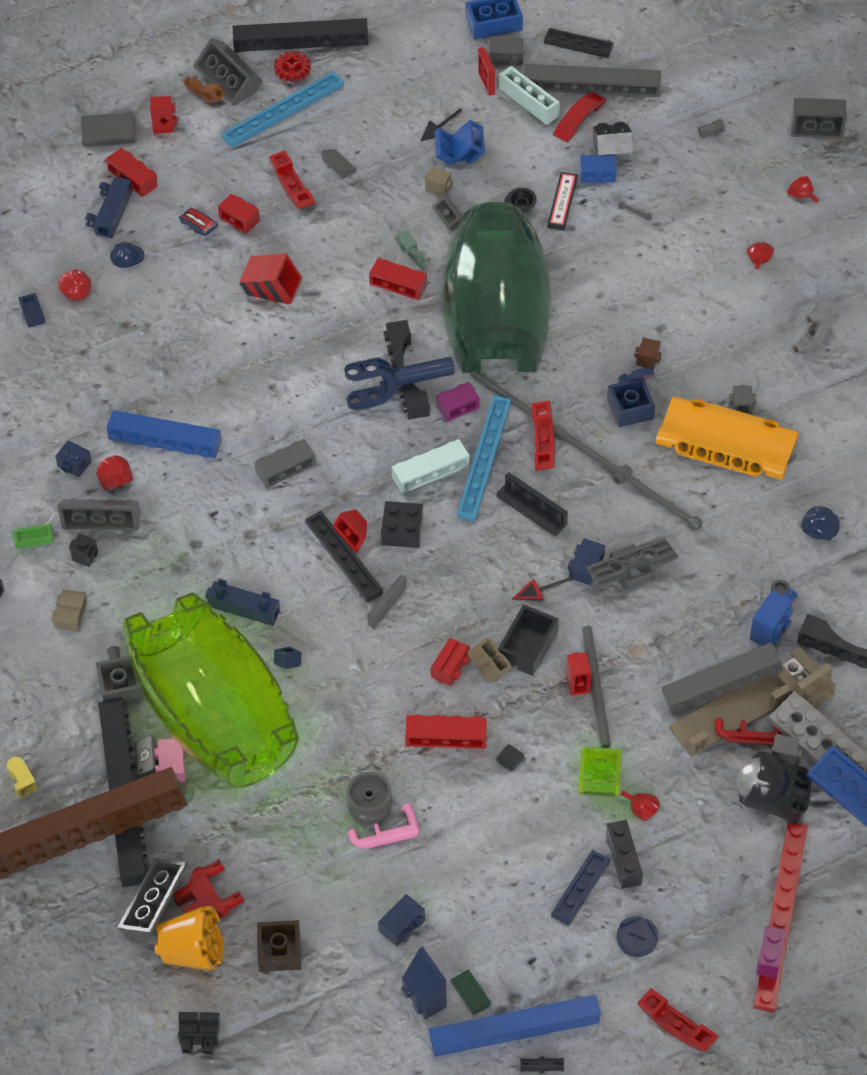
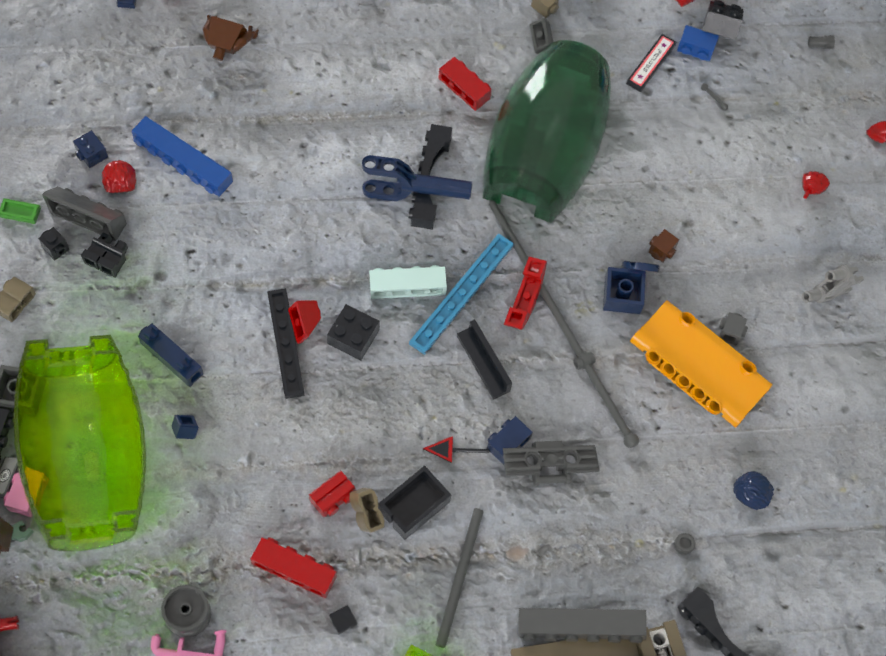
camera: 15 degrees right, 10 degrees up
(137, 542) = (105, 256): none -> black hips
(150, 315) = (226, 36): none -> reddish brown torso
(271, 278) = (350, 40): red slope -> none
(285, 463) = (276, 227): dark grey brick -> none
(387, 601) = (302, 406): dark grey tile -> none
(409, 246) = (489, 55): sand green piece -> none
(457, 401) = (463, 226): magenta brick -> none
(522, 198) = (612, 47): black piece -> none
(578, 673) = (445, 559): red brick -> none
(772, 618) = (661, 576): blue brick -> none

